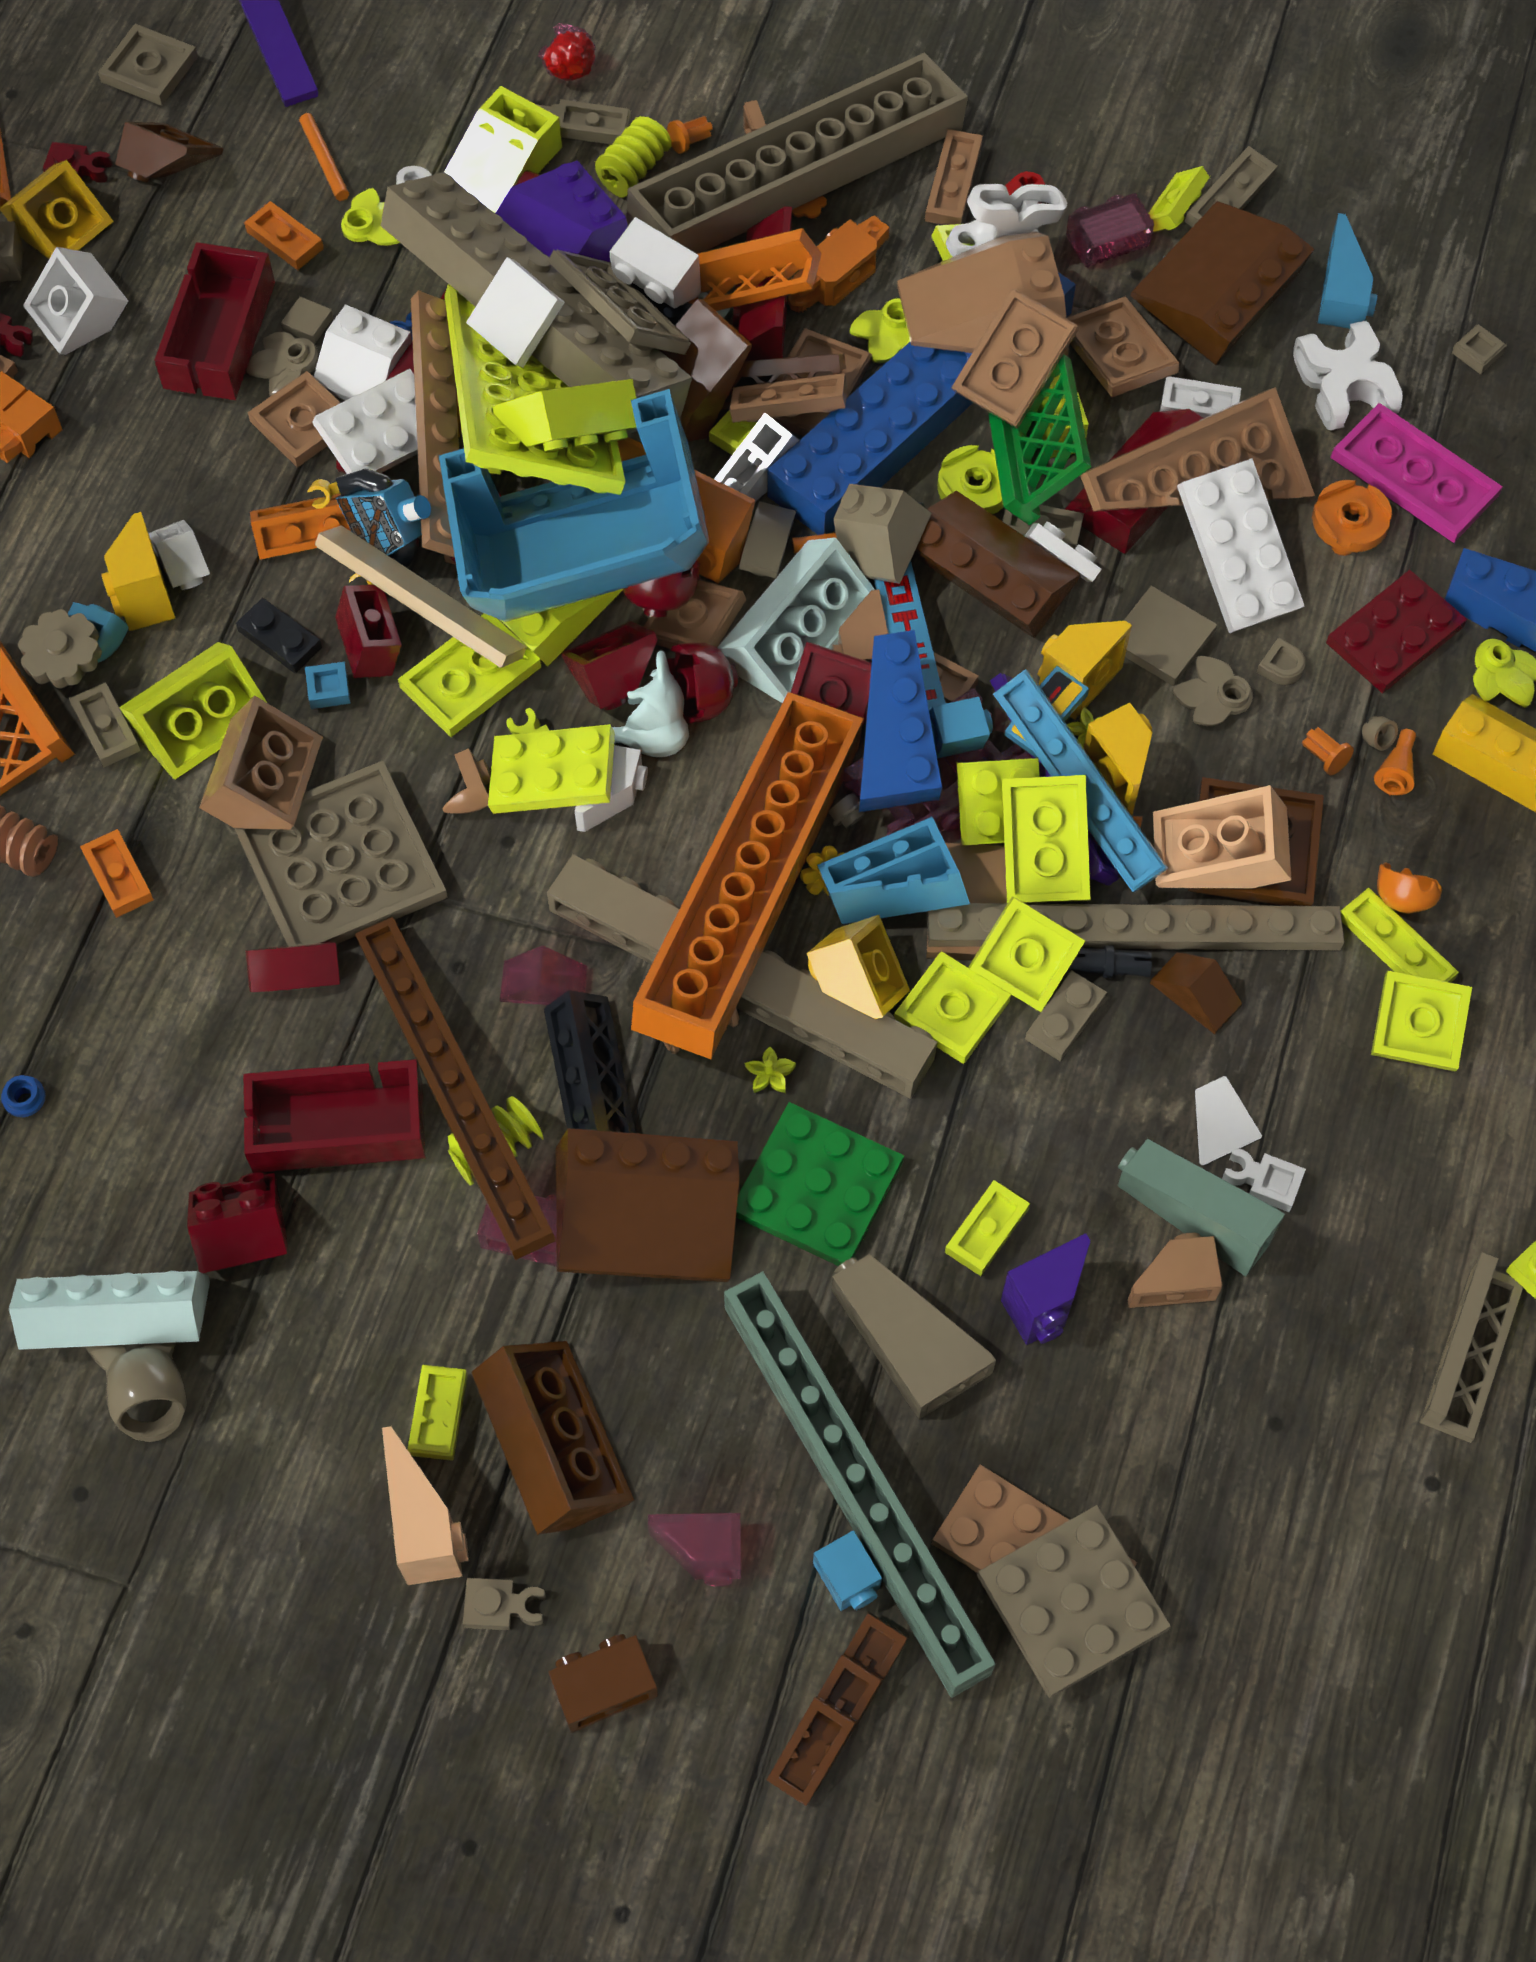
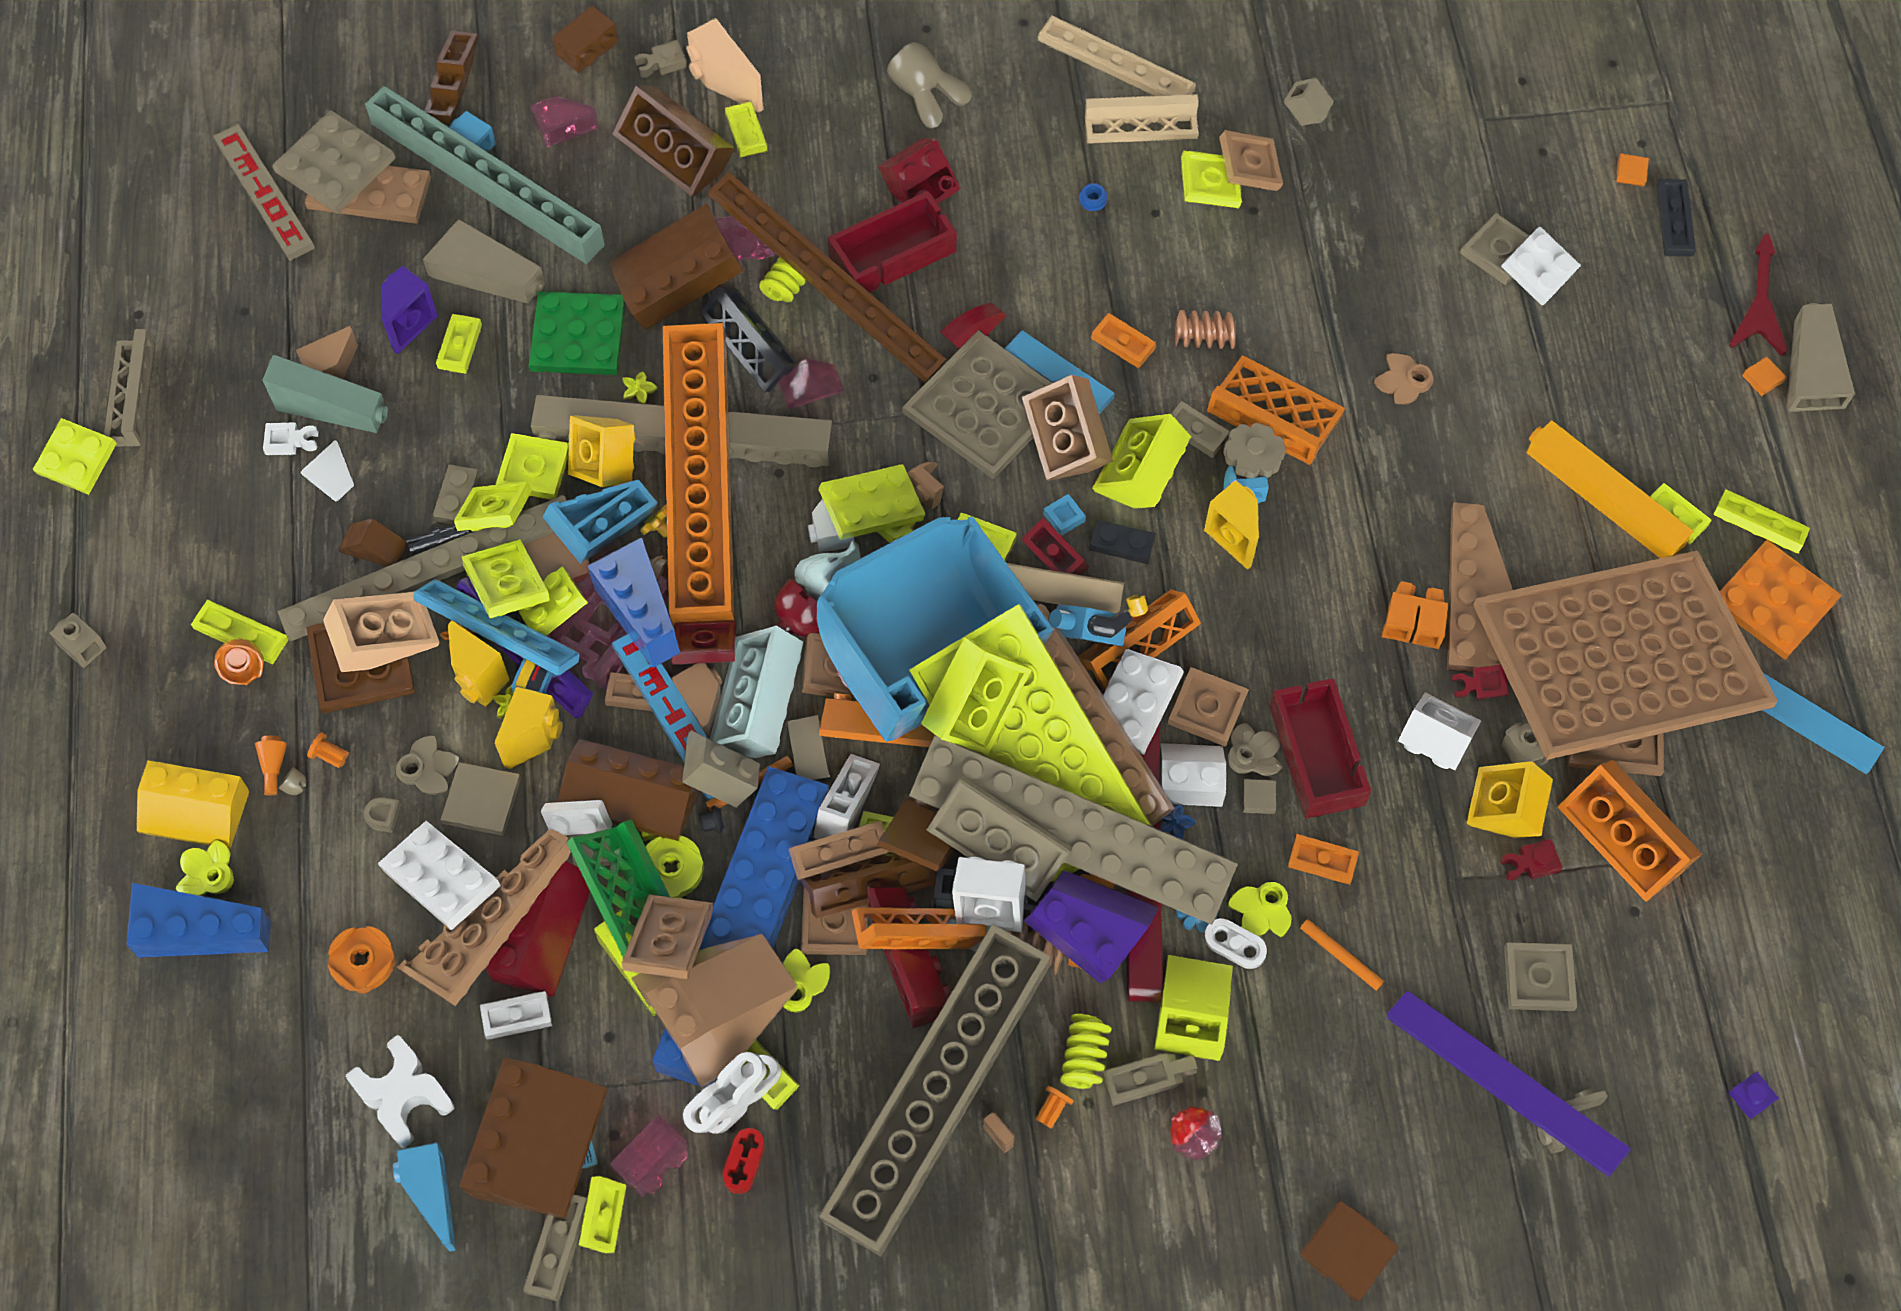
camera: 155 degrees right, 0 degrees up
(109, 1309) = (962, 100): light aqua slope -> none
(161, 150) = (1464, 895): reddish brown slope -> none
(179, 555) = (1228, 564): white slope -> none
(224, 873) = (1053, 366): none -> dark azure tile
(515, 312) = (1067, 779): white tile -> none
(844, 264) = (863, 1021): orange hinge -> none
(953, 178) = (805, 1156): medium nougat plate -> none
(960, 727) = (596, 631): dark azure brick -> none
(1121, 347) = (600, 1038): medium nougat tile -> none
(1194, 1620) = (264, 192): none -> dark tan tile
(1396, 631) = (301, 876): dark red plate -> none
(1416, 472) = (318, 1021): dark pink plate -> none
(1421, 1021) = (208, 573): neon yellow plate -> none
(1479, 349) = (295, 1177): dark tan tile -> none

